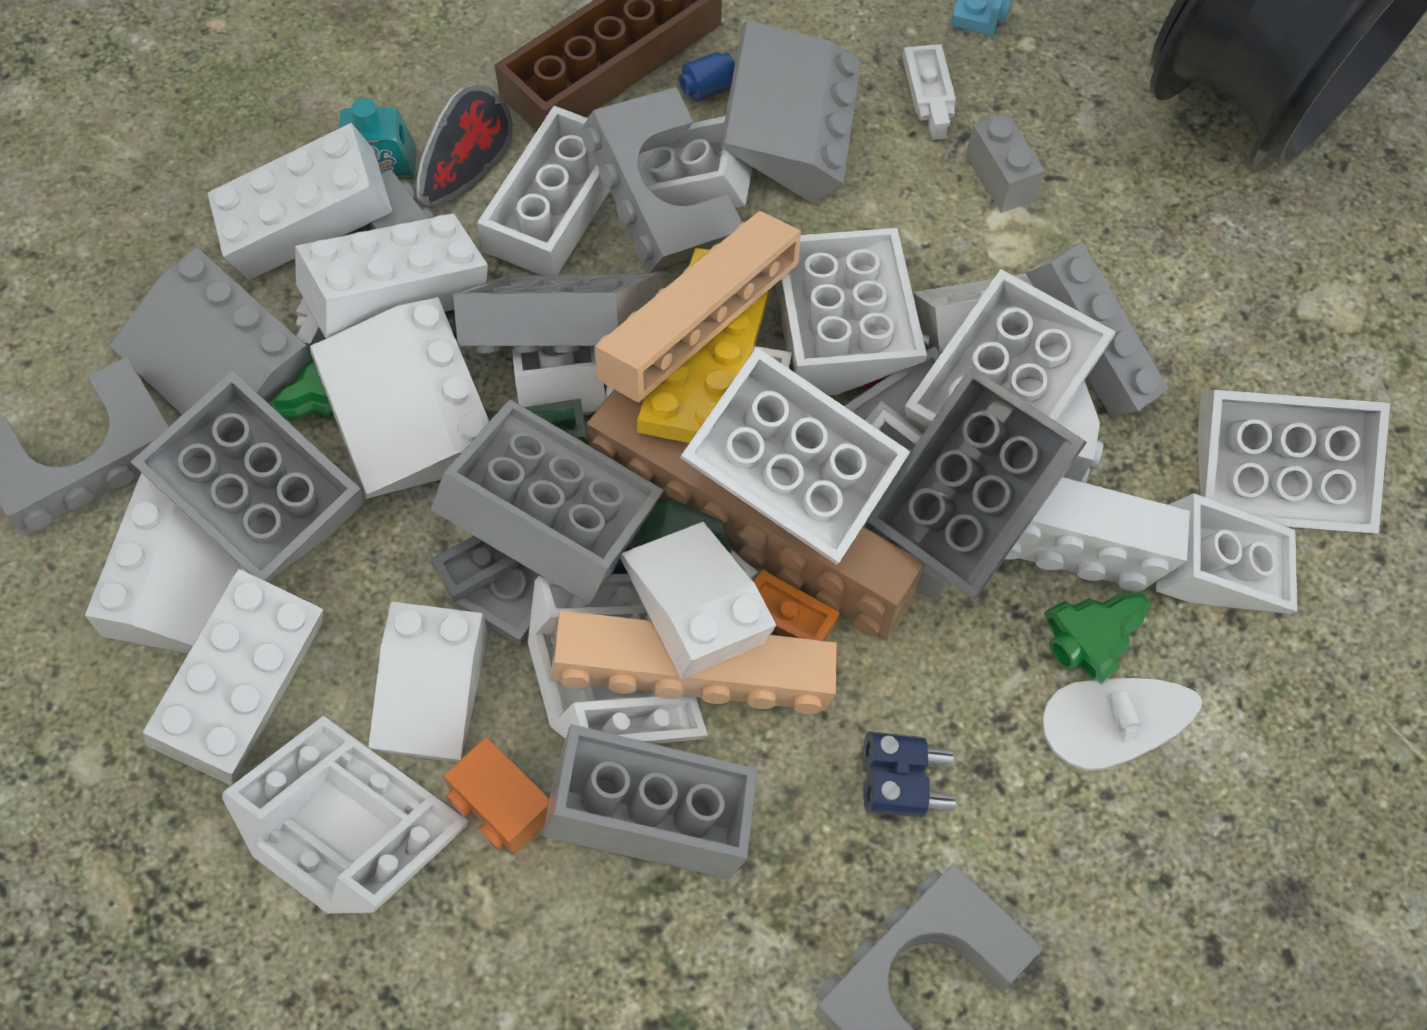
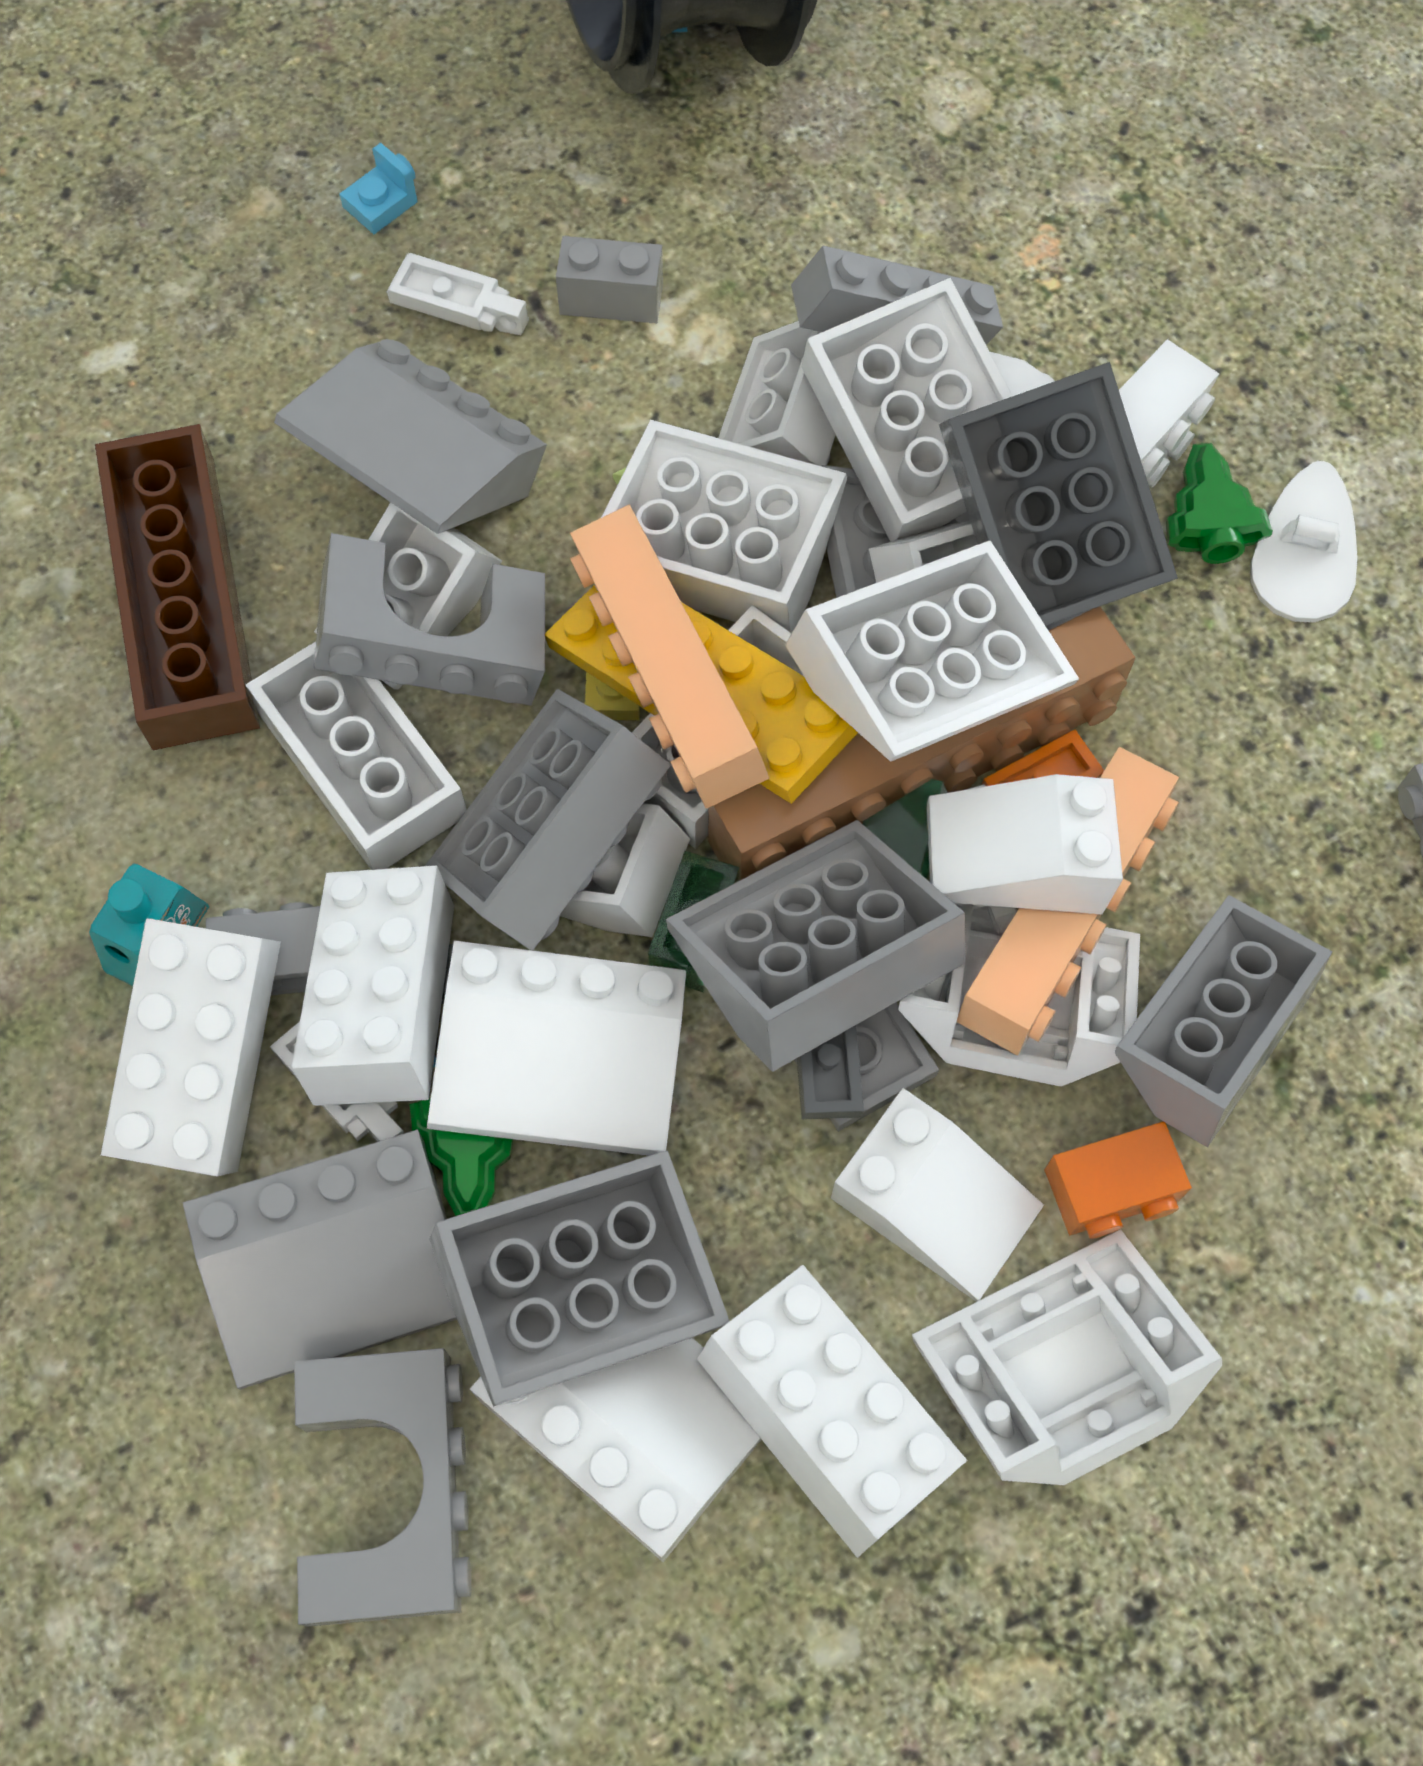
camera: 60 degrees left, 5 degrees up
(463, 144) = (216, 820): shield -> none
(707, 75) = (287, 507): blue brick -> none
(897, 775) = (1281, 772): dark blue piece -> none
(1234, 560) = (1205, 328): white slope -> none
(1294, 458) = (1116, 234): white slope -> none

